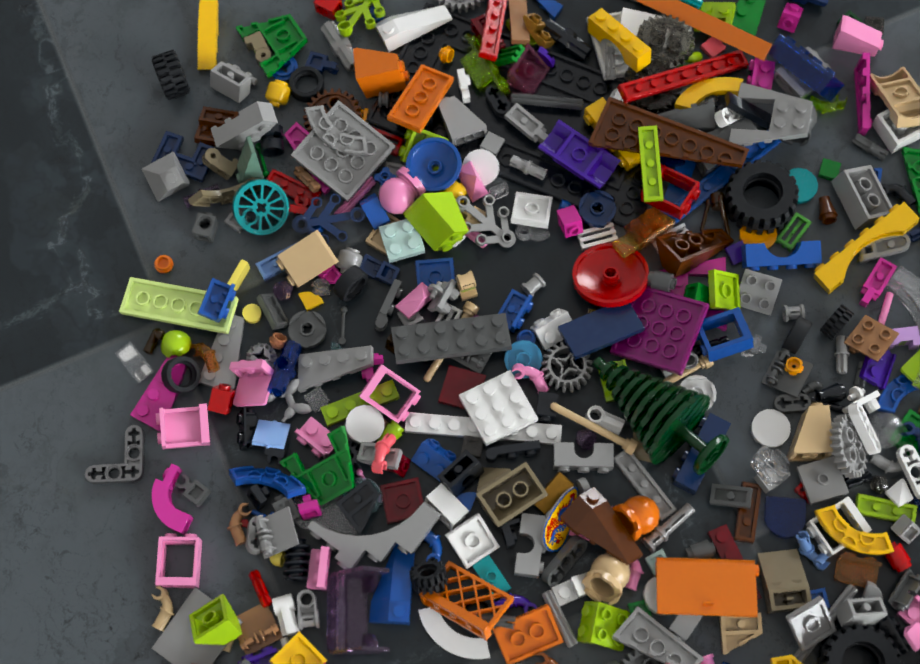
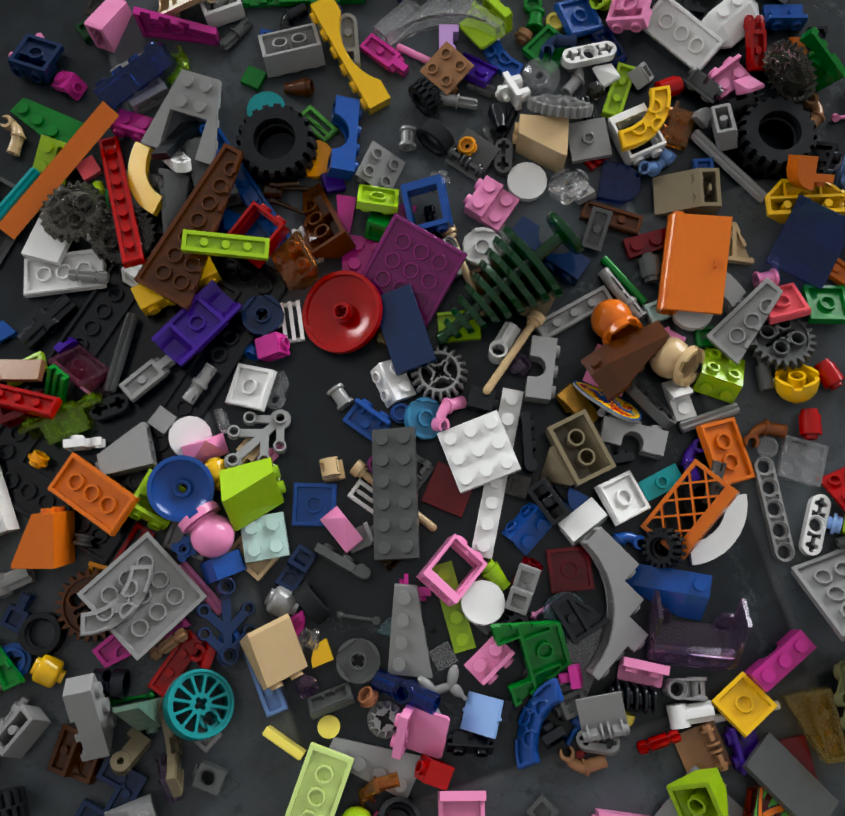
camera: 85 degrees left, 5 degrees up
(216, 300) = (314, 768): blue bracket -> none
(382, 448) = (519, 583): coral piece -> none
(440, 293) = (340, 498): light grey hips -> none
(535, 27) = (23, 351): pearl gold slope -> none
(582, 485) = (573, 373): light grey tile -> none
(625, 245) = (310, 291): clear yellow tile -> none
(634, 51) = (81, 244): yellow arch -> none
(661, 280) = (358, 258): dark grey brick -> none
(685, 529) = (624, 280): none -> green bar
(741, 396) = (490, 203): none -> bright pink plate
(811, 623) = (735, 172): light grey plate -> none
(864, 428) = (543, 89): white beam -> none

